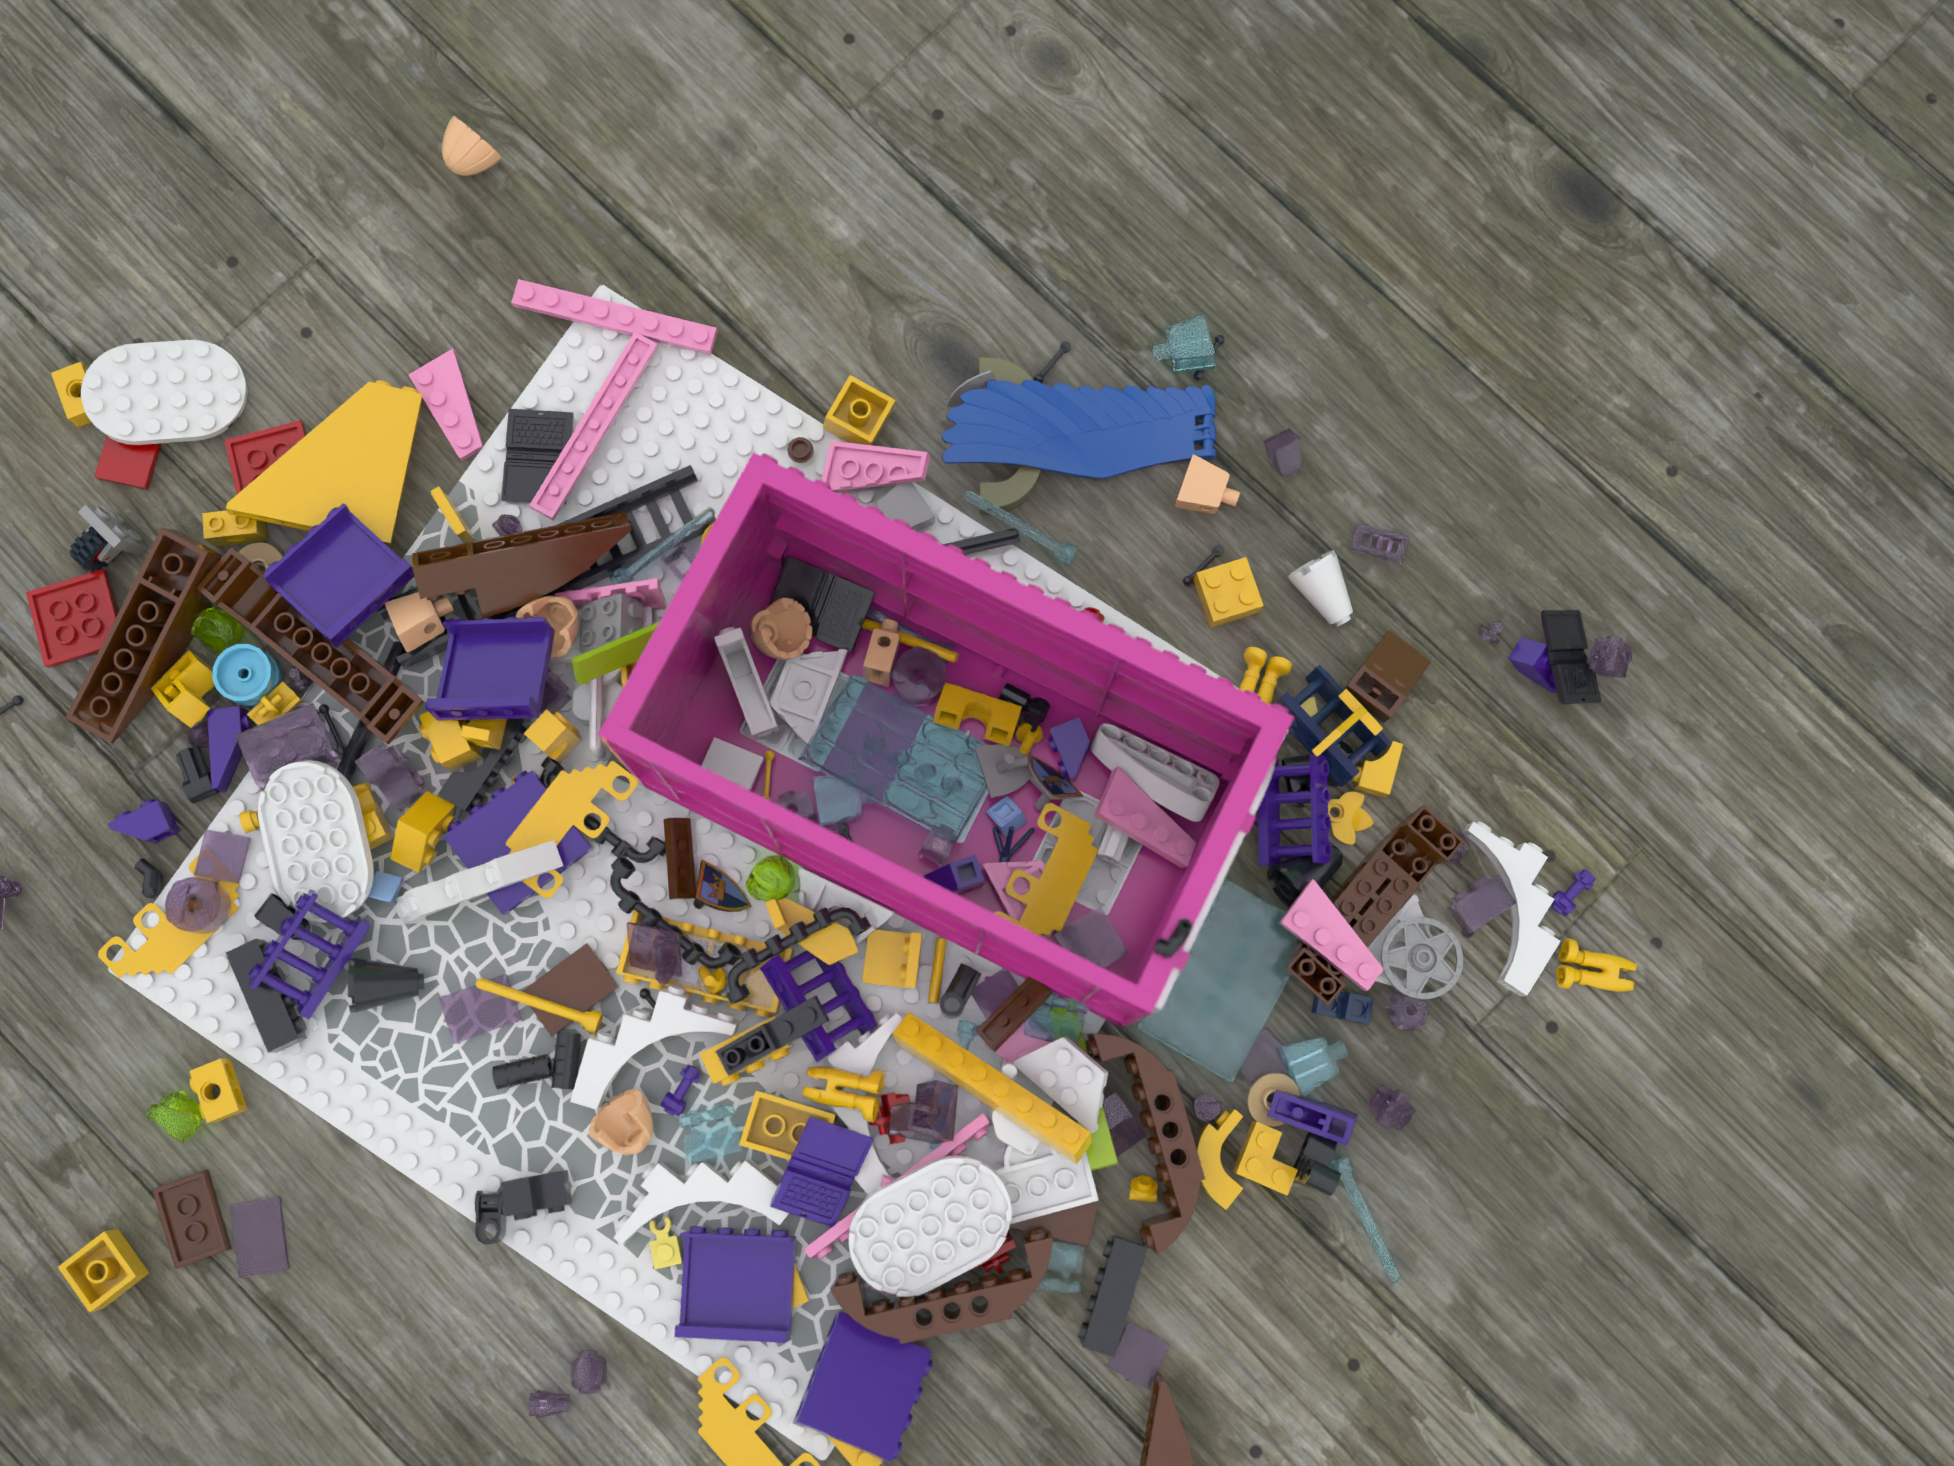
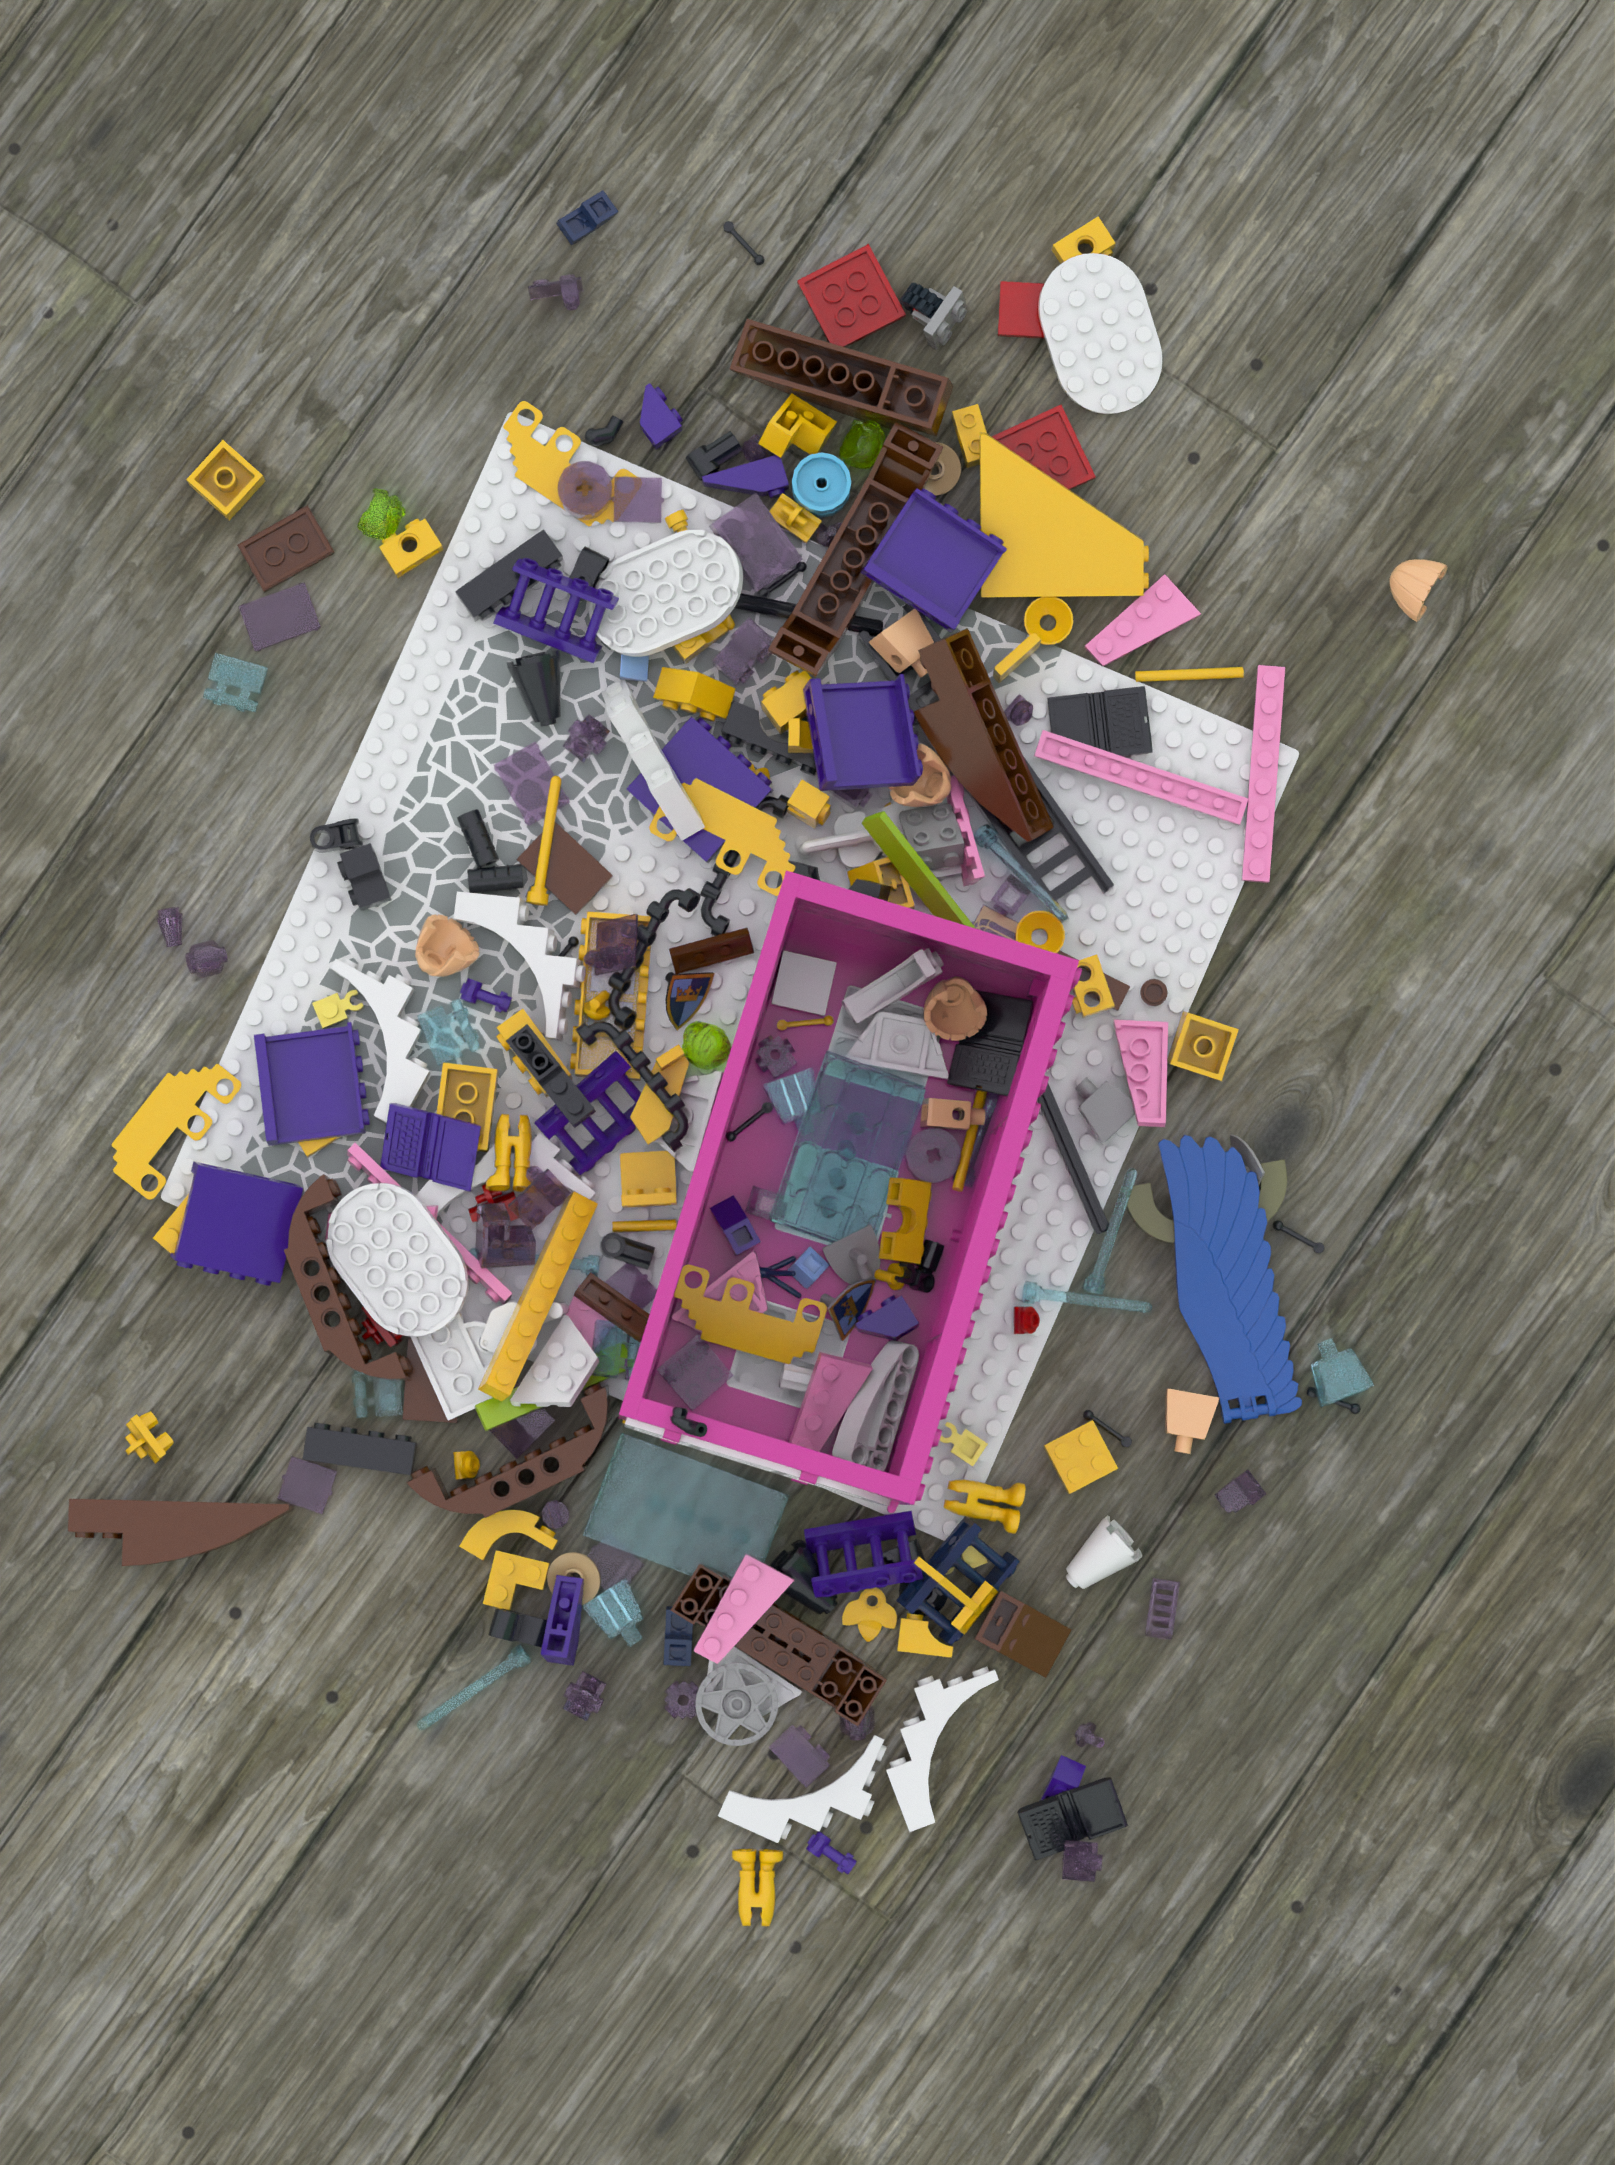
camera: 80 degrees right, 5 degrees up
(306, 1290) = (237, 674): none -> clear light blue plate
(419, 478) = (1053, 607): none -> yellow piece
(444, 945) = (586, 738): none -> clear purple brick
(508, 368) = (1189, 674): none -> yellow bar
(893, 1069) = (539, 1197): none -> clear purple hinge
(1081, 554) = (1034, 1292): none -> clear light blue piece
(1472, 787) = (937, 1704): none -> white arch

